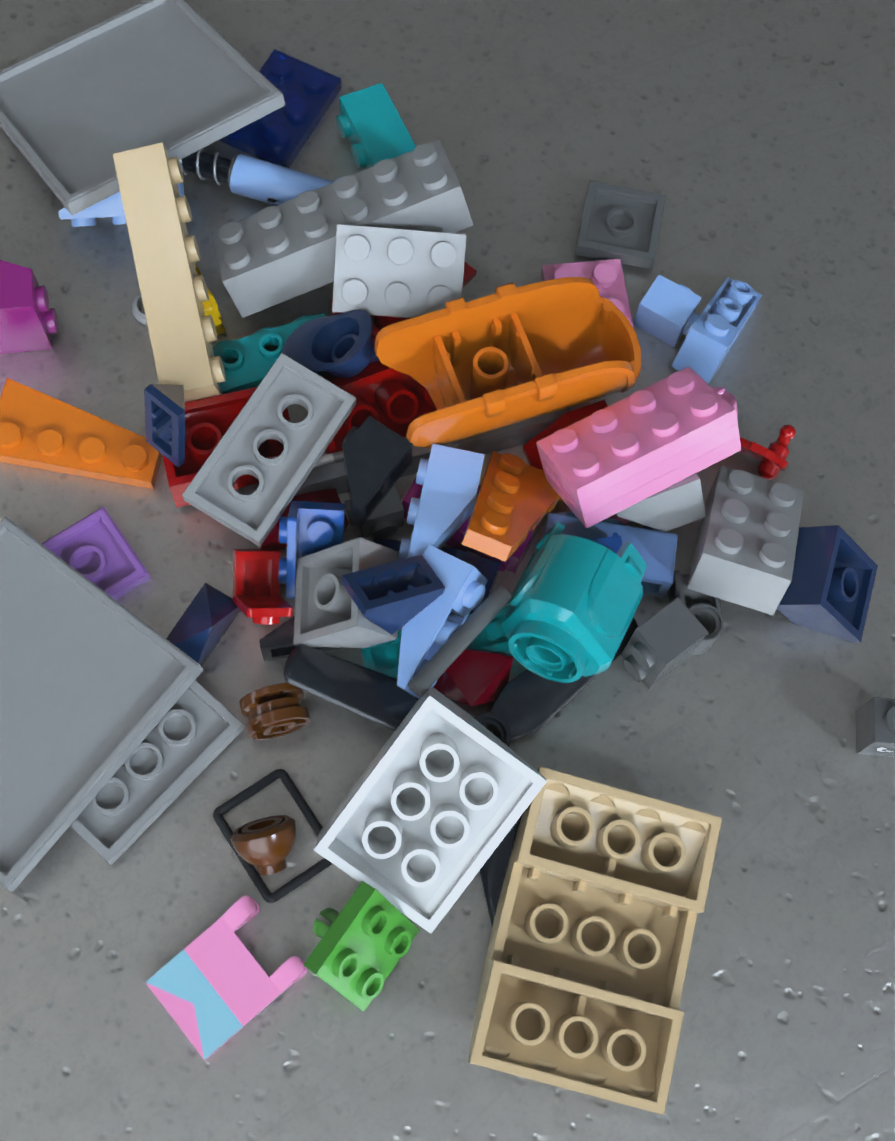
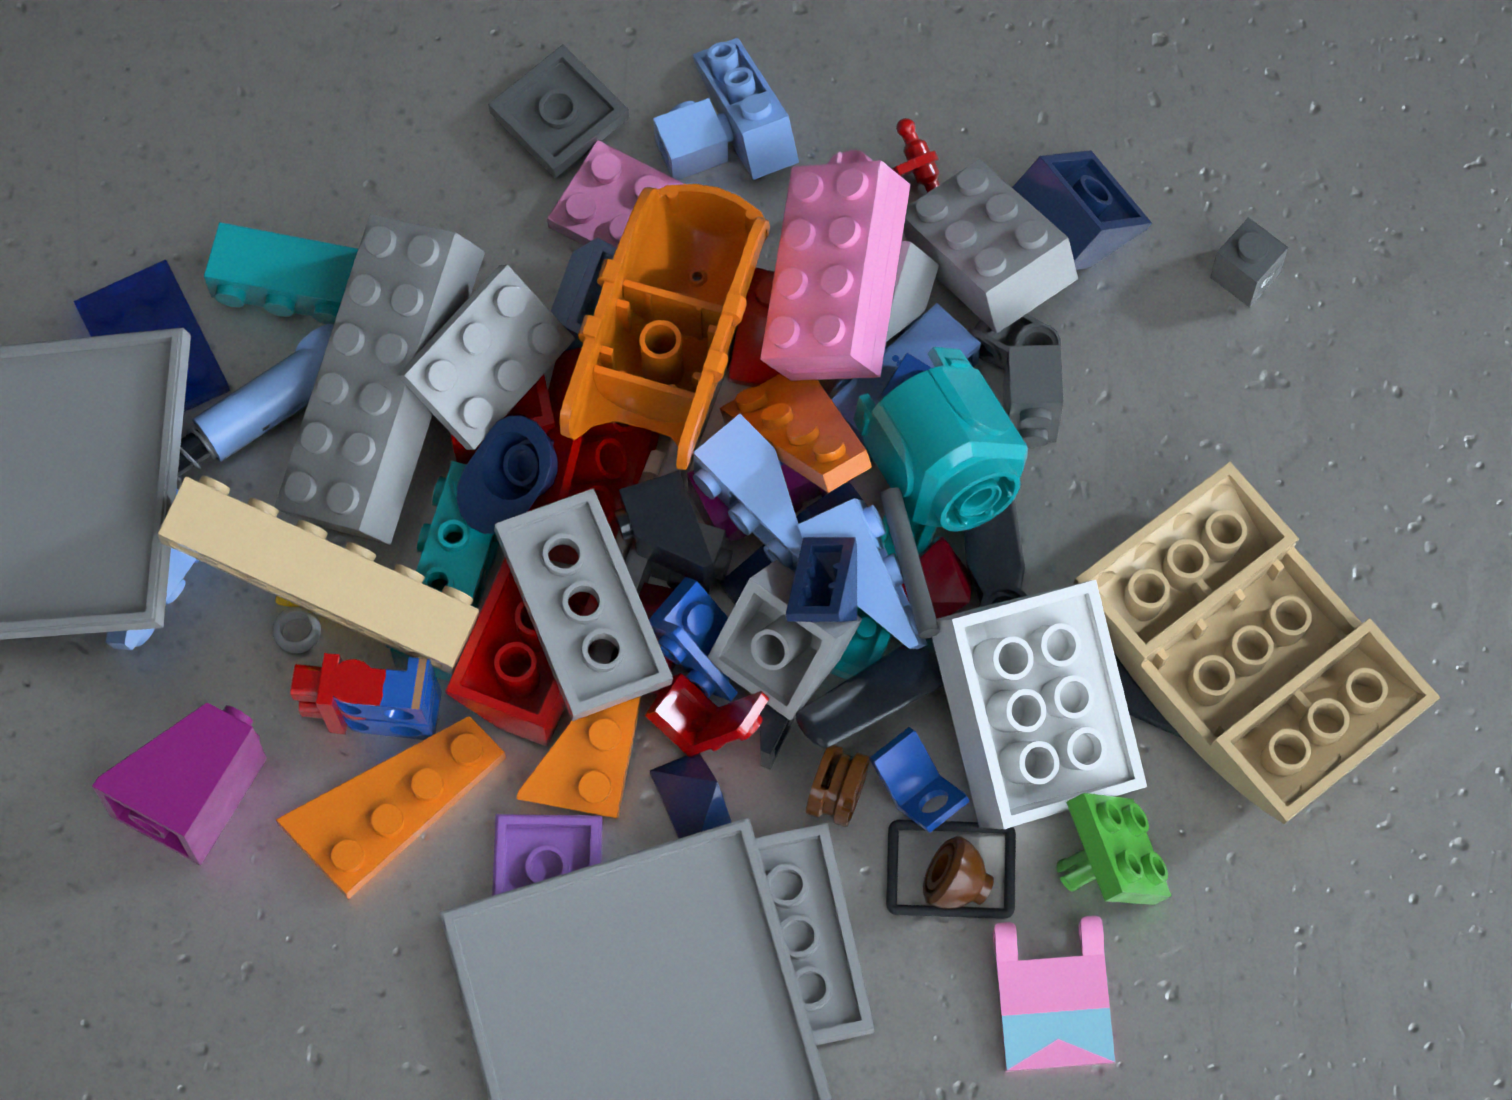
camera: 45 degrees left, 0 degrees up
(117, 365) = (369, 698): none -> hips
(166, 420) = (494, 676): dark blue slope -> none
(178, 539) = (587, 763): none -> orange wing
(318, 762) = (914, 780): none -> blue bracket

